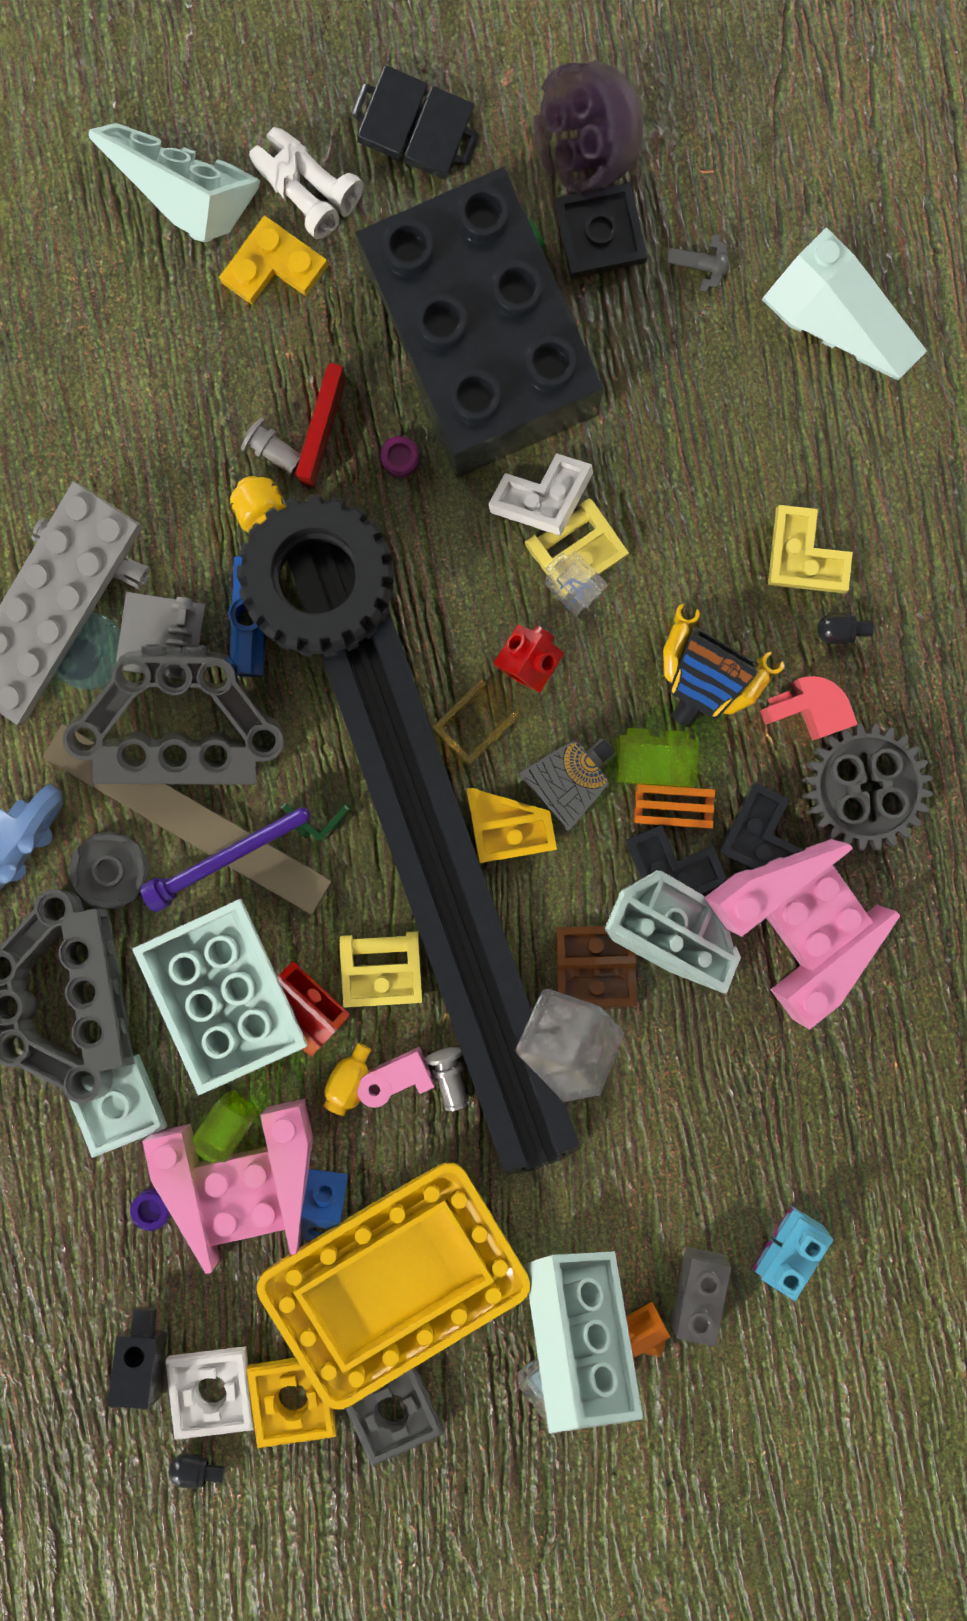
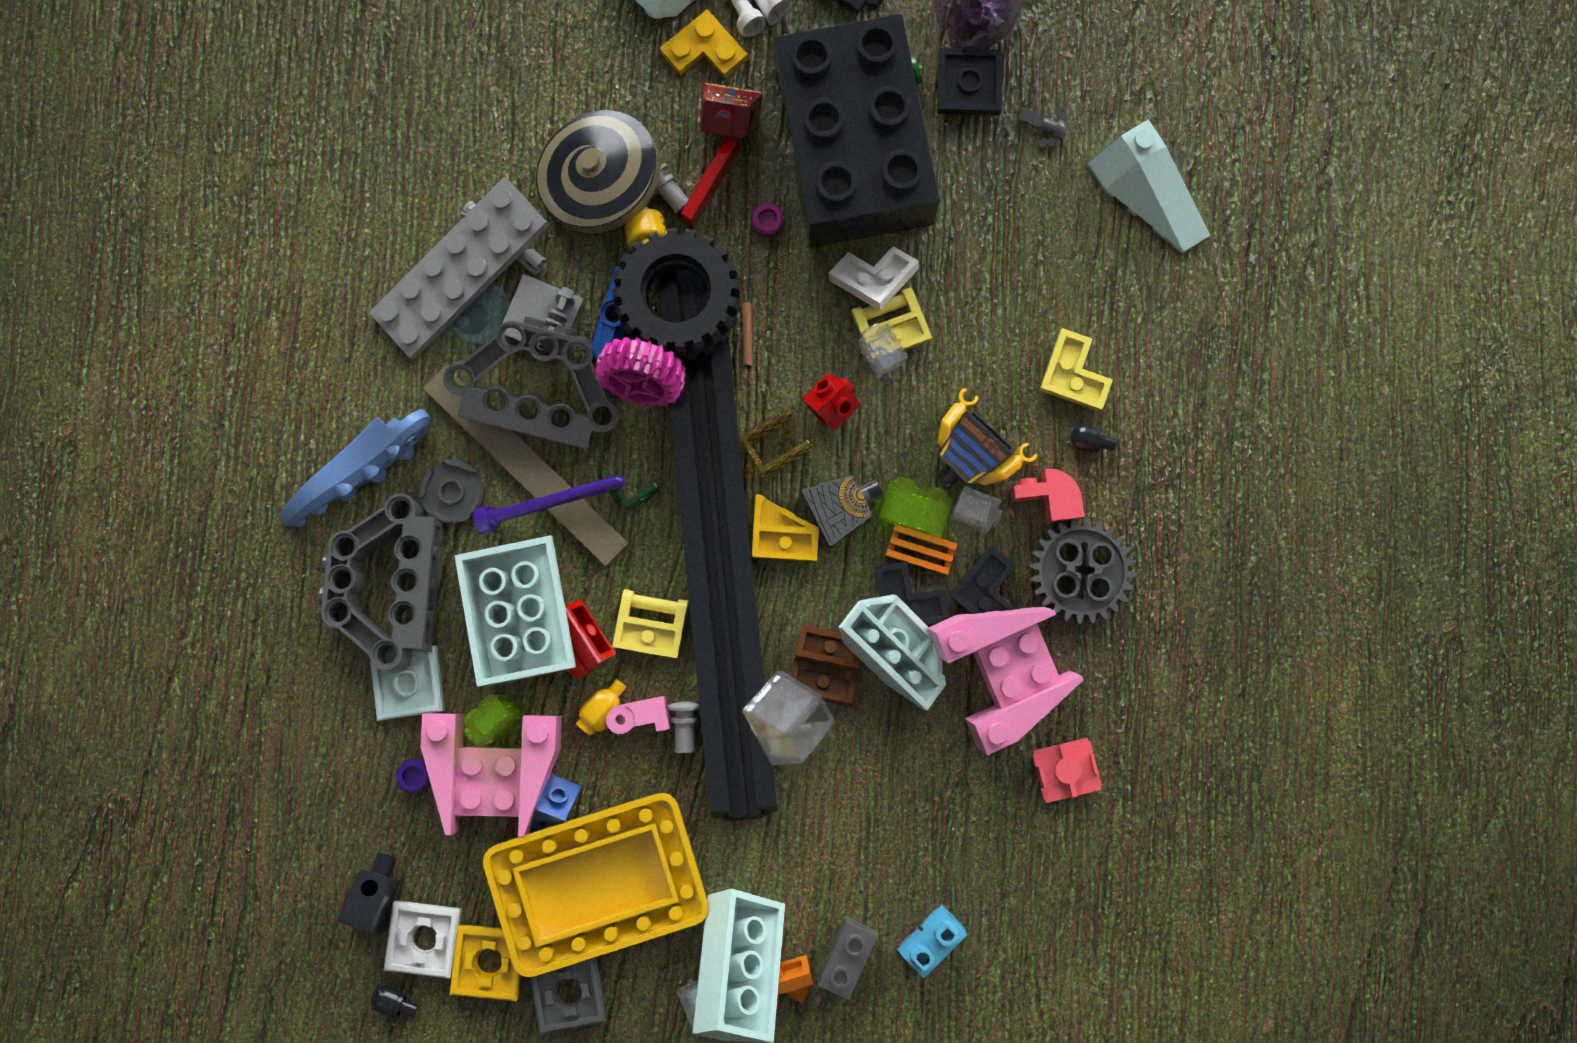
camera: 20 degrees right, 5 degrees down
(184, 446) = (598, 171): none -> dish
(296, 680) = (640, 372): none -> dark pink gear
(322, 334) = (728, 110): none -> dark red torso
(408, 599) = (747, 333): none -> nougat piece
(728, 745) = (976, 510): none -> clear brick
(901, 1021) = (1067, 770): none -> coral piece

